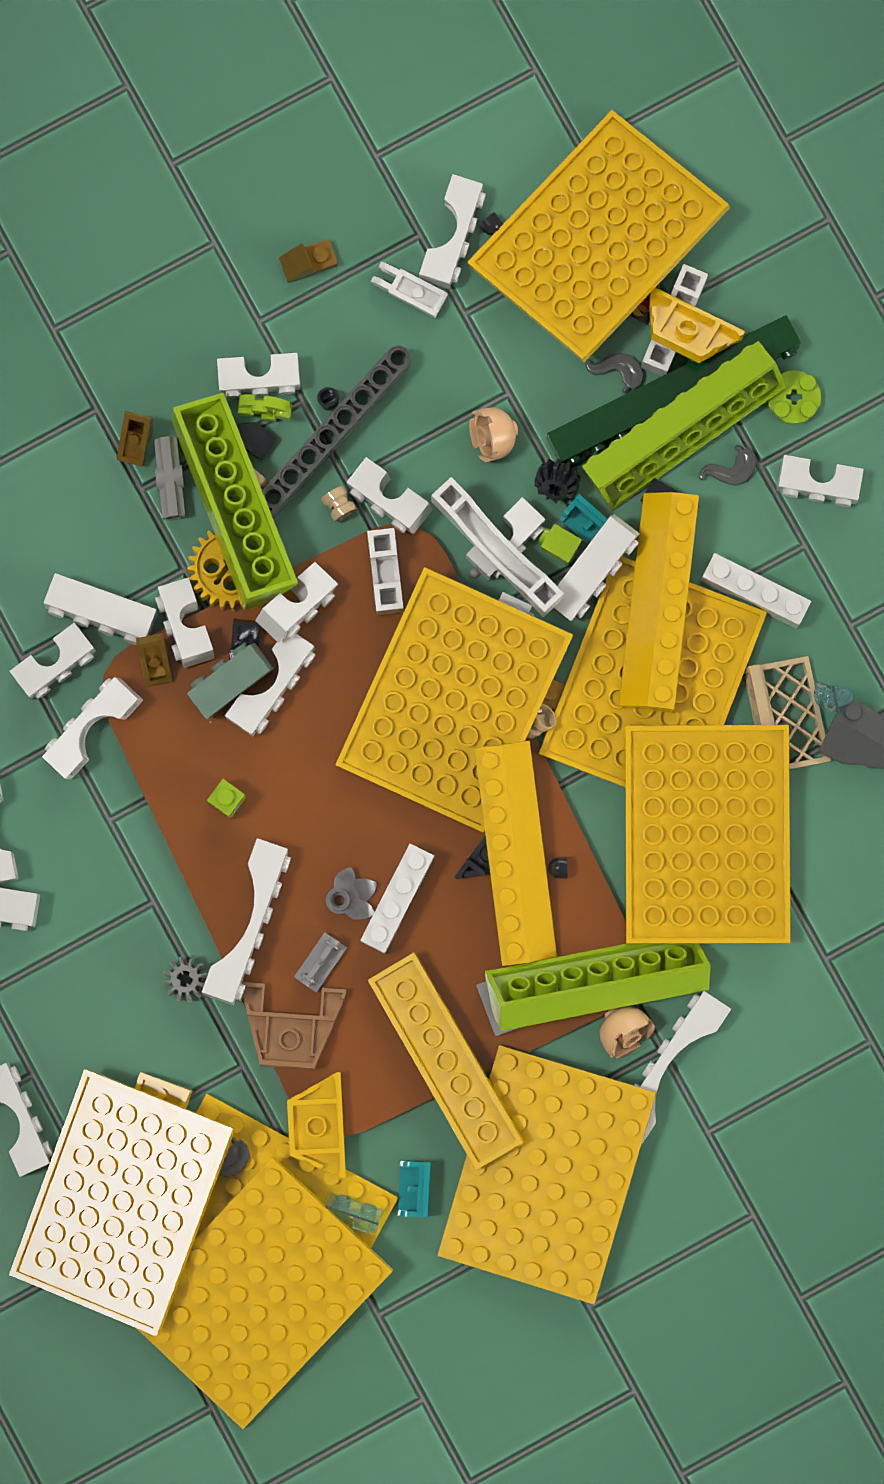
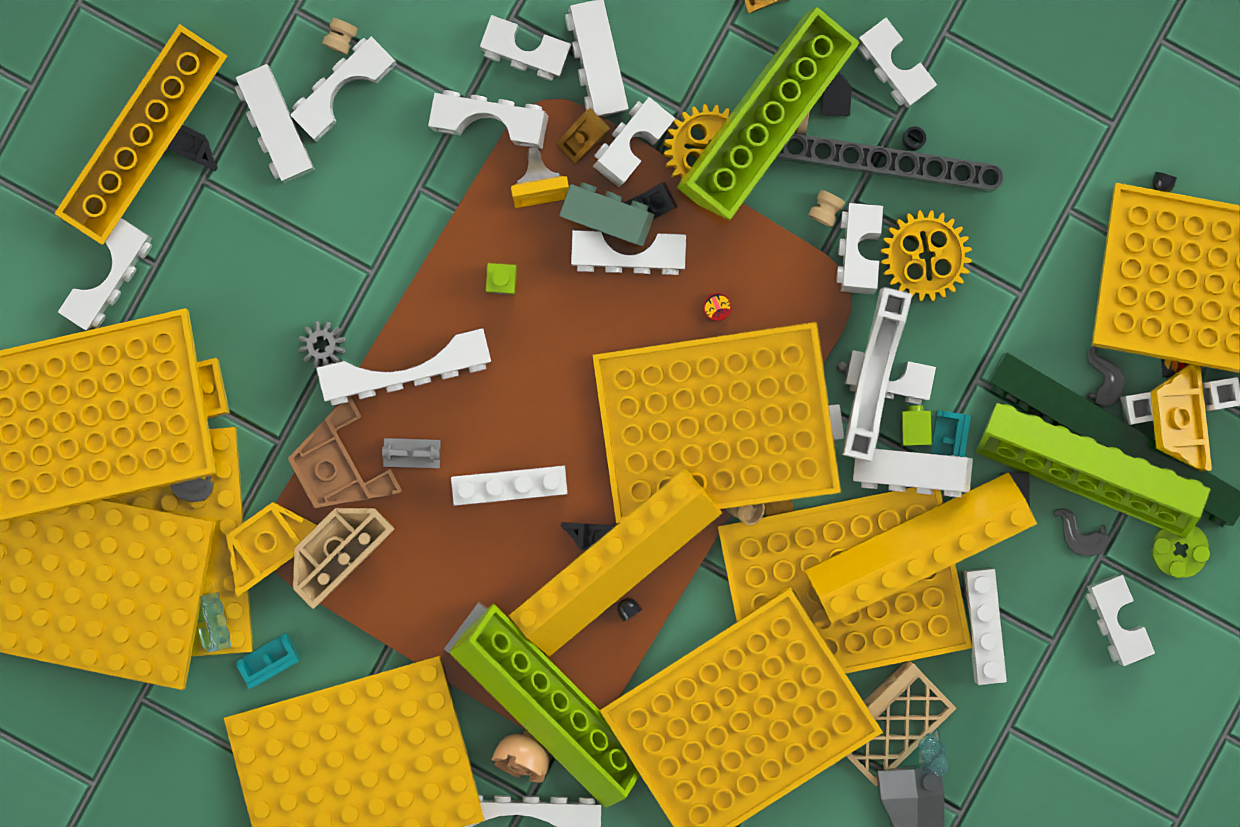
camera: 55 degrees right, 5 degrees up
(169, 478) = (753, 44): light grey piece -> none
(170, 719) = (539, 183): none -> yellow piece
(268, 407) = (871, 90): lime plate -> none
(283, 617) = (691, 225): white arch -> none
(308, 260) = (1027, 40): pearl gold slope -> none
(355, 892) = (491, 445): flat silver plate -> none
(359, 1071) = (336, 550): none -> tan wedge
(361, 640) = (717, 306): none -> tile
(385, 571) = (791, 289): white arch -> none
(411, 290) = (1059, 150): white hinge -> none
(438, 427) = (952, 253): none -> yellow gear
(441, 263) = (1168, 143): white arch -> none
(446, 1061) = (394, 619): yellow plate -> none
(493, 433) = (977, 304): light nougat cylinder -> none
(557, 480) = (970, 388): black gear -> none

